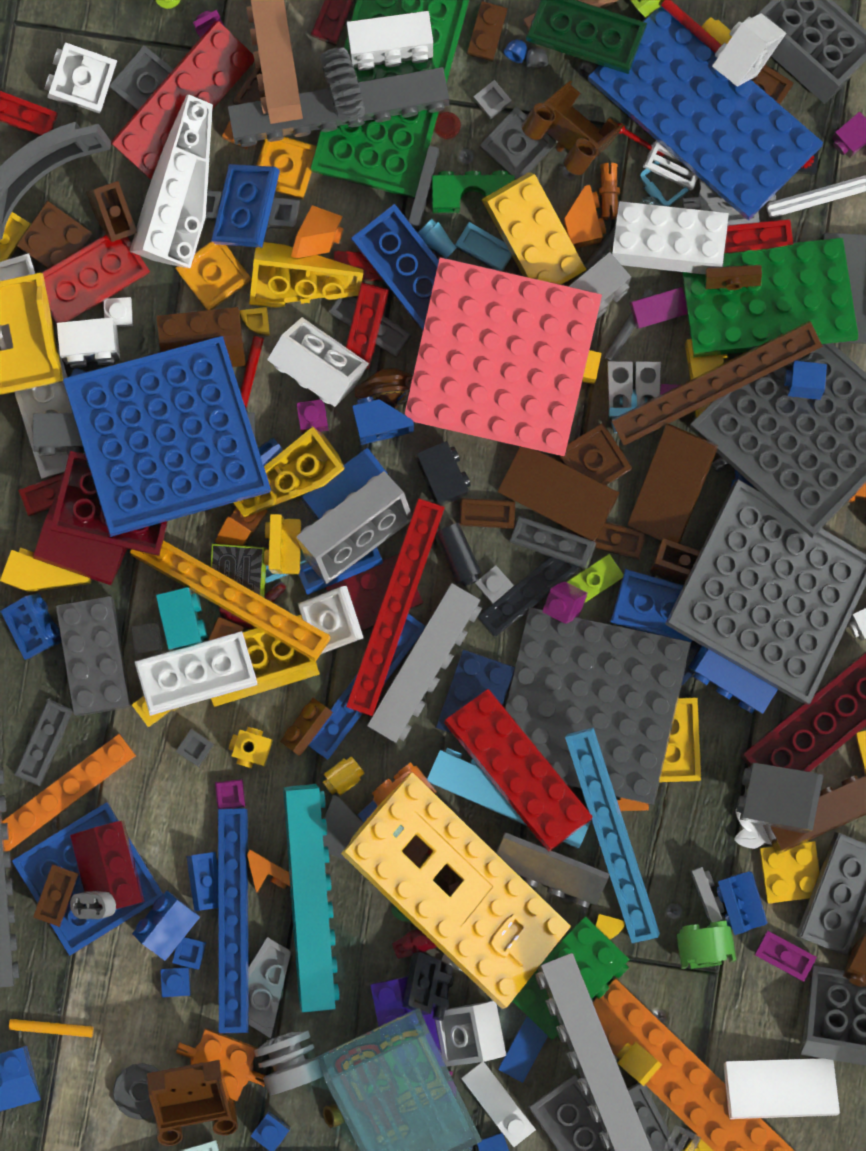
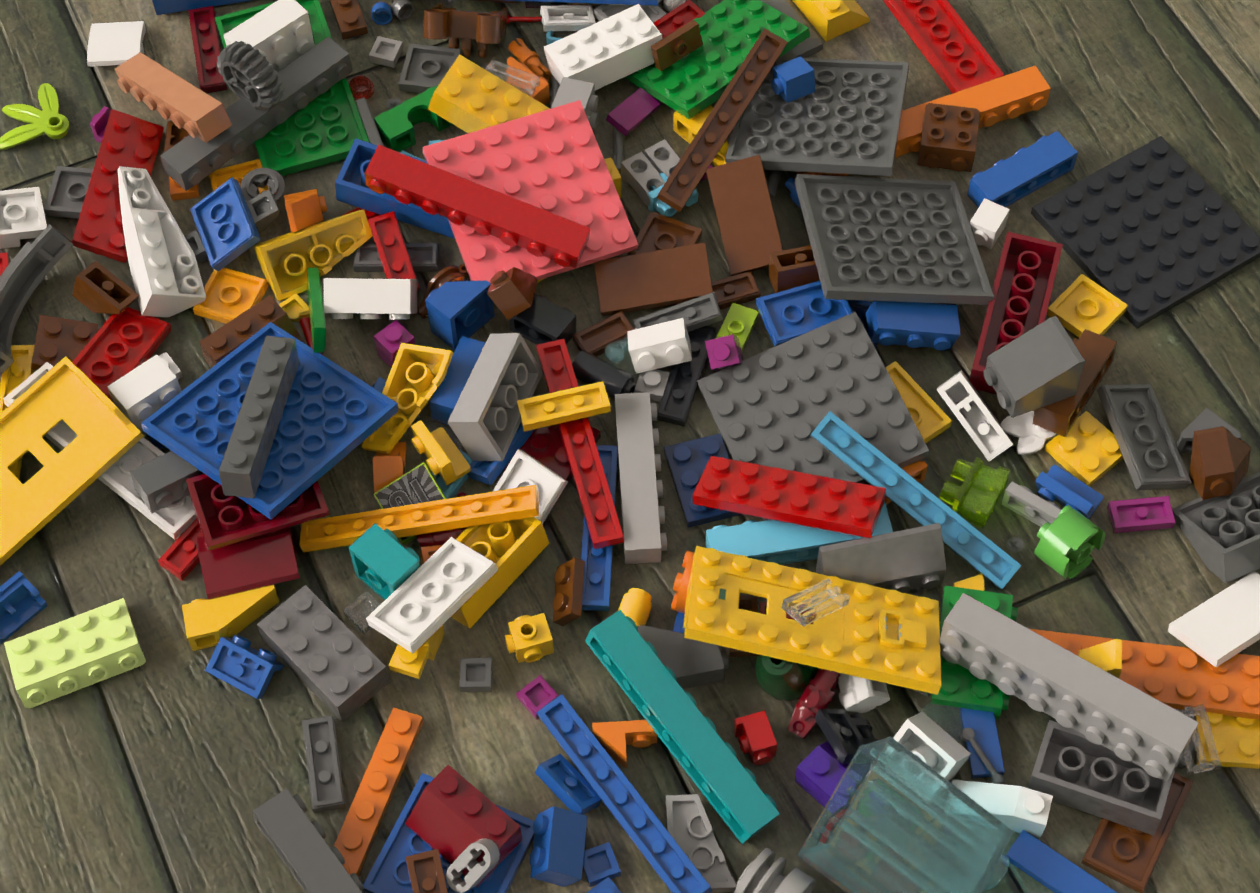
camera: 30 degrees left, 25 degrees down
(153, 440) = (259, 417): none -> dark grey brick
(266, 347) = (316, 310): none -> green tile
(303, 172) = (260, 178): none -> dark grey gear
(362, 938) = (756, 737): none -> red brick
(399, 574) = (563, 406): none -> yellow plate
(427, 444) = (512, 291): none -> reddish brown slope
(445, 348) = (476, 207): none -> red brick
(482, 536) = (616, 350): none -> clear light blue arm
(484, 881) = (811, 598): none -> clear tile
(516, 1039) = (968, 736): none -> dark grey hinge
(517, 561) = (659, 345): none -> white brick
(581, 233) = (513, 73): none -> clear tile
(684, 844) = (979, 490): none -> clear neon green hips
(721, 785) = (974, 415): none -> white slope

